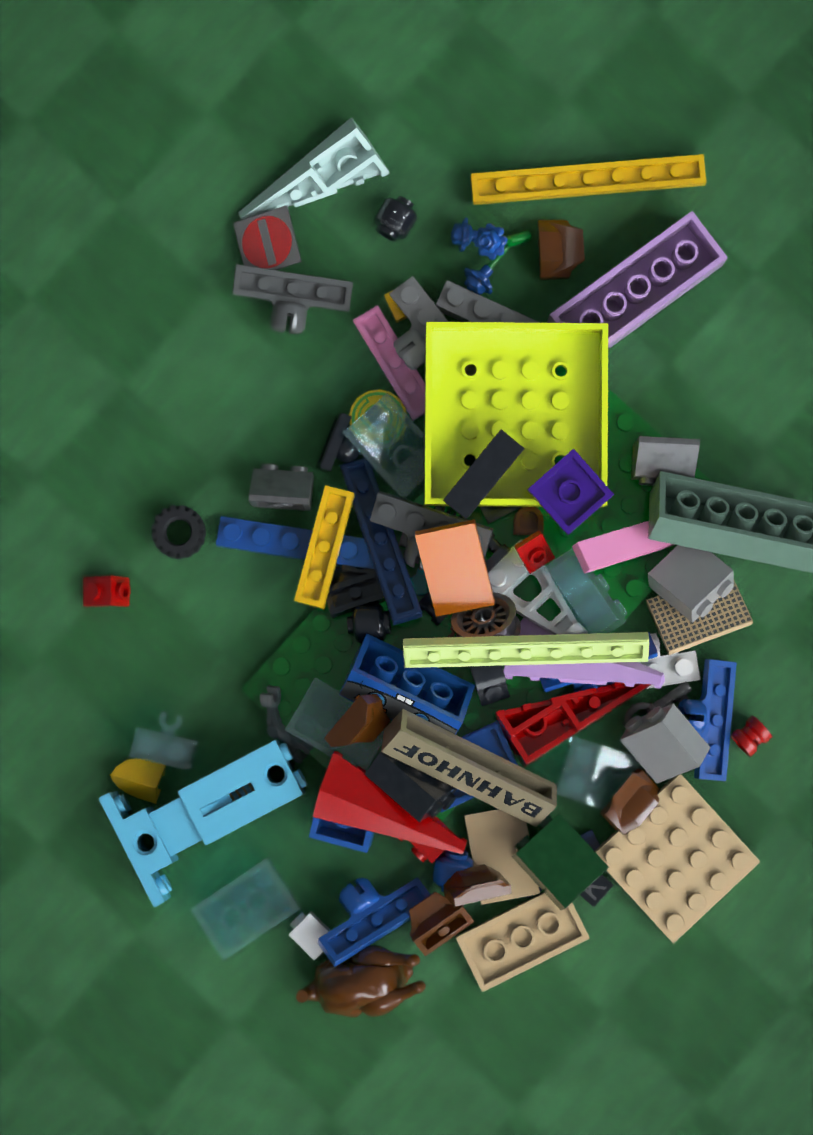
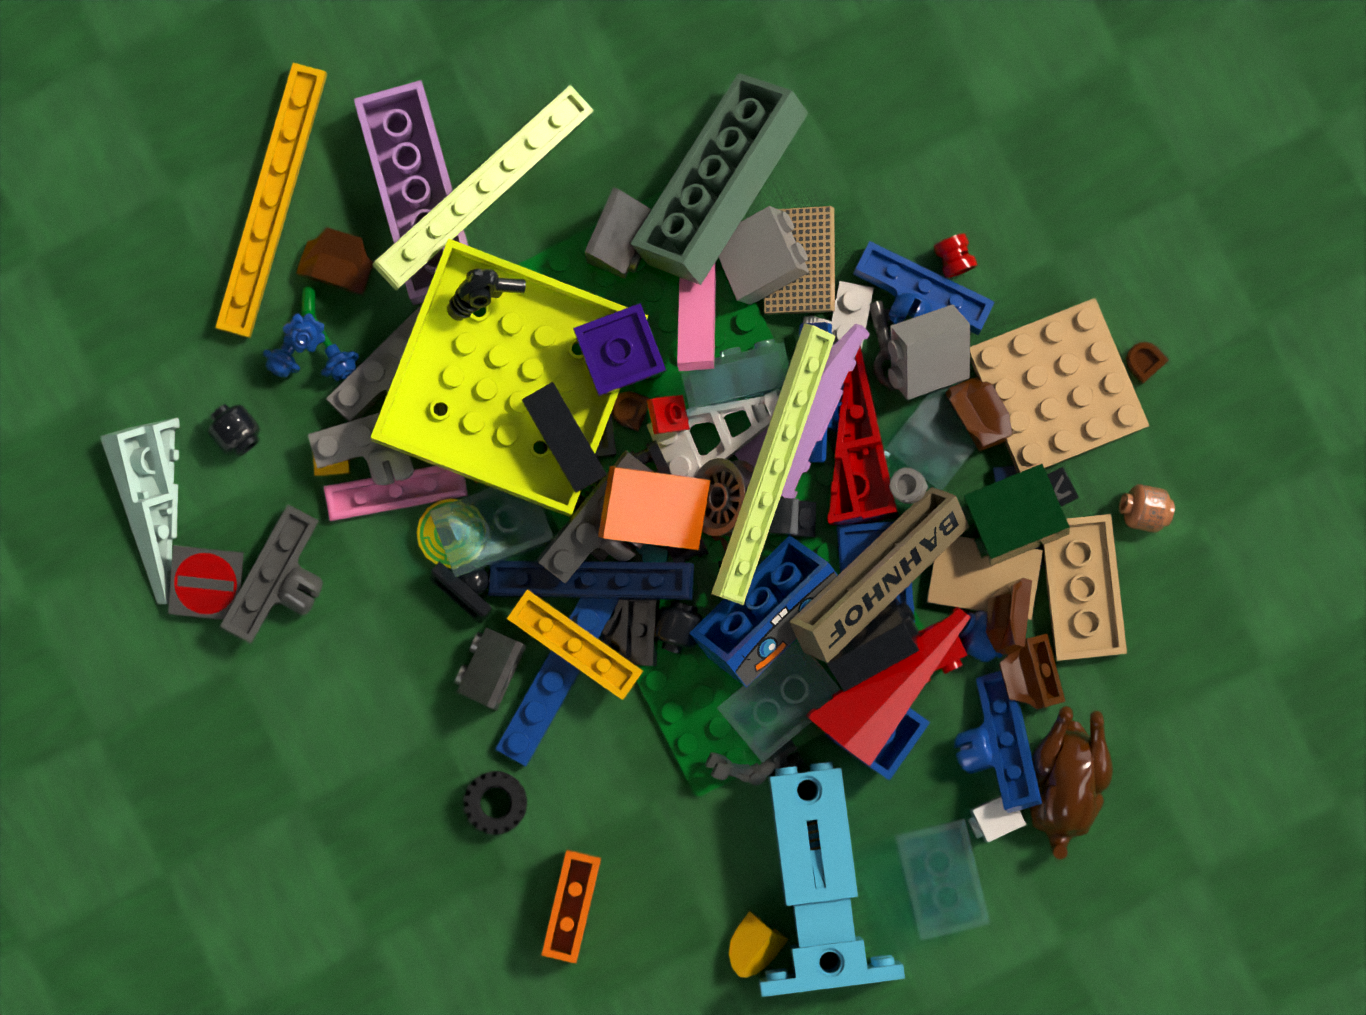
camera: 70 degrees left, 0 degrees up
(106, 591) = (531, 908): red bracket -> none
(118, 621) = (571, 906): none -> orange brick
(164, 746) = (729, 905): clear light blue brick -> none
(360, 722) = (787, 675): reddish brown slope -> none
(550, 765) = (908, 485): none -> light grey tile
(574, 361) = (477, 291): none -> black piece
(605, 966) = (1147, 508): none -> nougat head
(660, 338) = (482, 187): none -> yellowish green tile
(725, 921) = (1145, 360): none -> reddish brown tile

